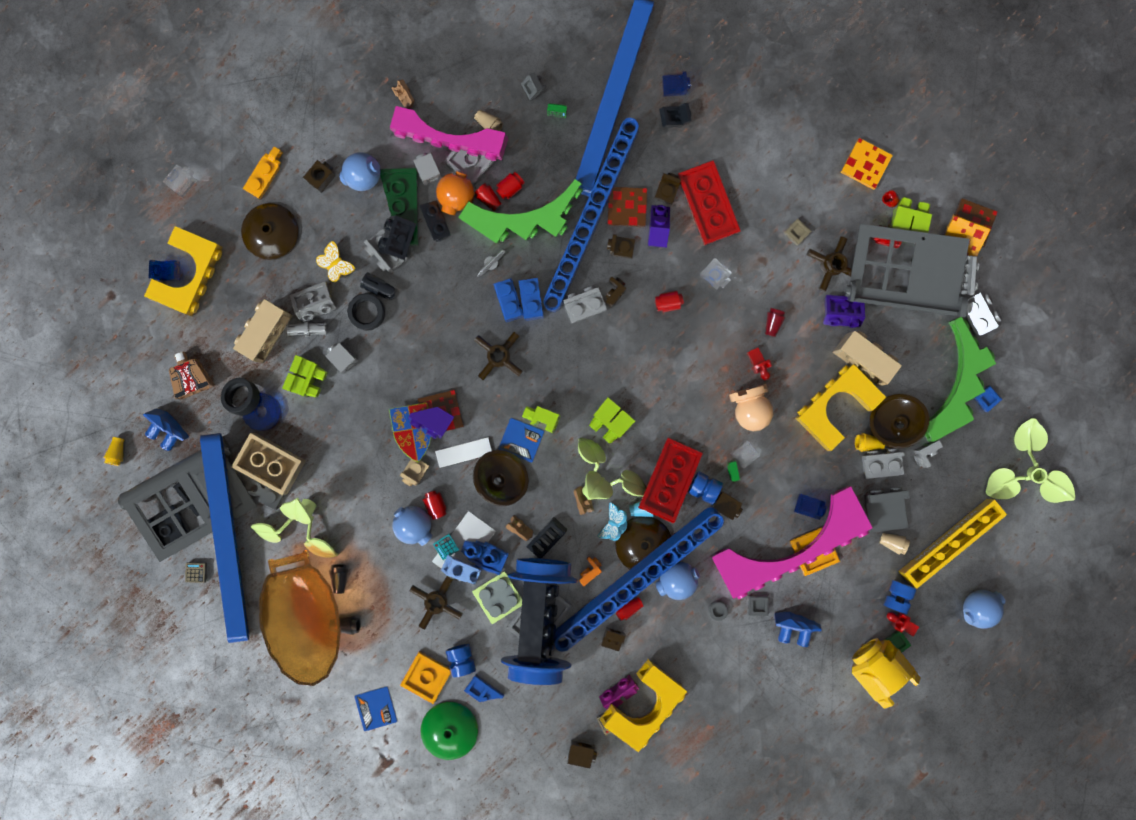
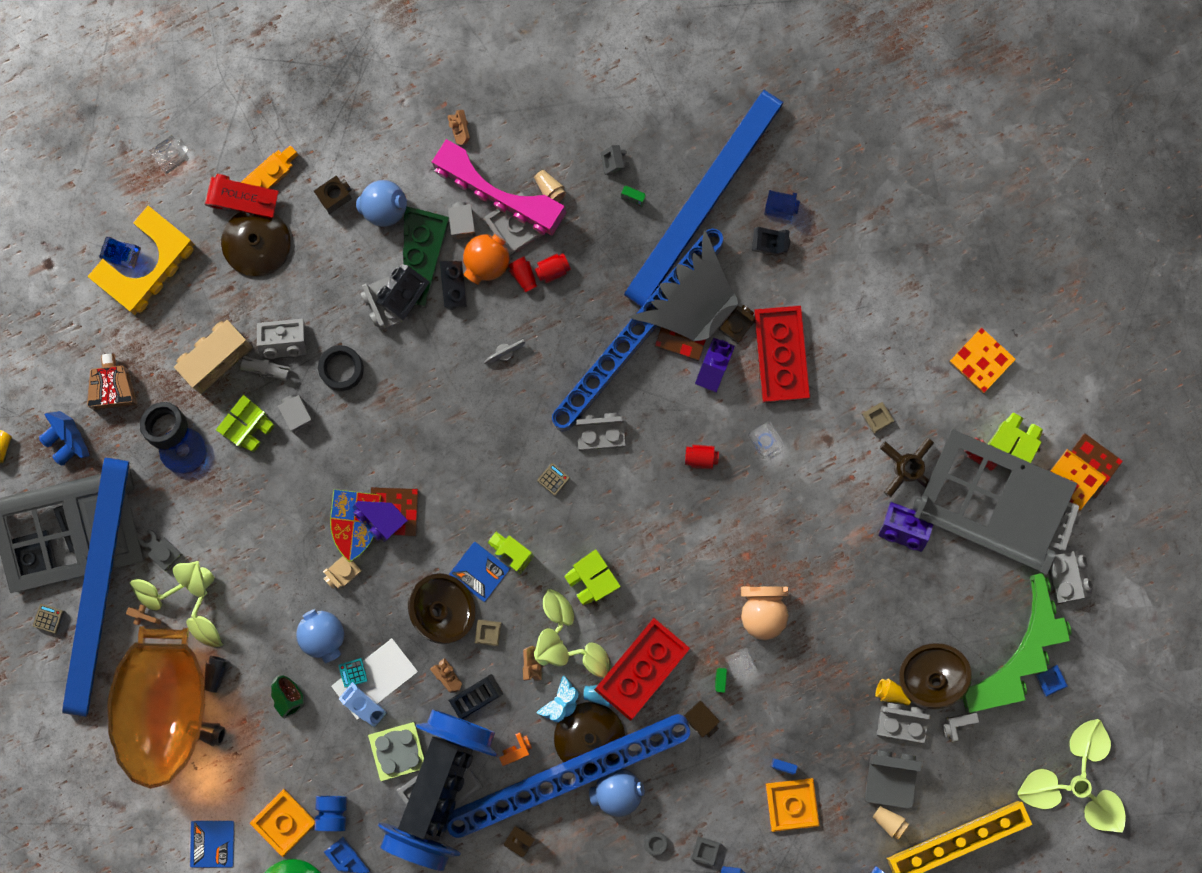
camera: 15 degrees right, 5 degrees down
(237, 199) = (239, 196): none -> red door
(266, 549) = (139, 615): none -> medium nougat piece
(268, 463) = (173, 513): tan brick -> none
(334, 263) = (319, 301): animal -> none
(377, 286) = (363, 342): black hinge -> none
(399, 580) = (286, 696): none -> dark green rock
(431, 609) = (330, 735): dark brown bar -> none
(434, 504) = (354, 618): red brick -> none
(463, 452) = (405, 566): white sticker -> none
(485, 556) = (396, 697): blue connector -> none
(498, 348) = (487, 472): dark brown bar -> none
(508, 300) = (512, 402): blue brick -> none
(531, 299) = (538, 408): blue brick -> none
(541, 485) = (488, 632): none -> dark tan tile
(548, 217) = (586, 318): bright green arch -> none
(558, 352) = (553, 479): none -> dark tan tile
(614, 295) = (639, 430): dark brown bracket -> none
(621, 247) = (663, 376): dark brown bracket -> none
(629, 609) = (549, 809): red cone -> none
(633, 180) = (699, 301): none -> dark grey piece
(706, 488) = (681, 690): blue wheel -> none
(759, 363) = (788, 561): red piece -> none
(774, 321) = (820, 516): dark red cone -> none
(800, 523) = (784, 766): none -> blue tile
(810, 507) = (801, 749): clear blue bracket -> none
(814, 415) = (890, 613): yellow arch -> none
(844, 522) = (834, 780): dark pink arch -> none
(867, 357) = (917, 590): tan brick -> none
(890, 195) = (999, 405): red hinge -> none

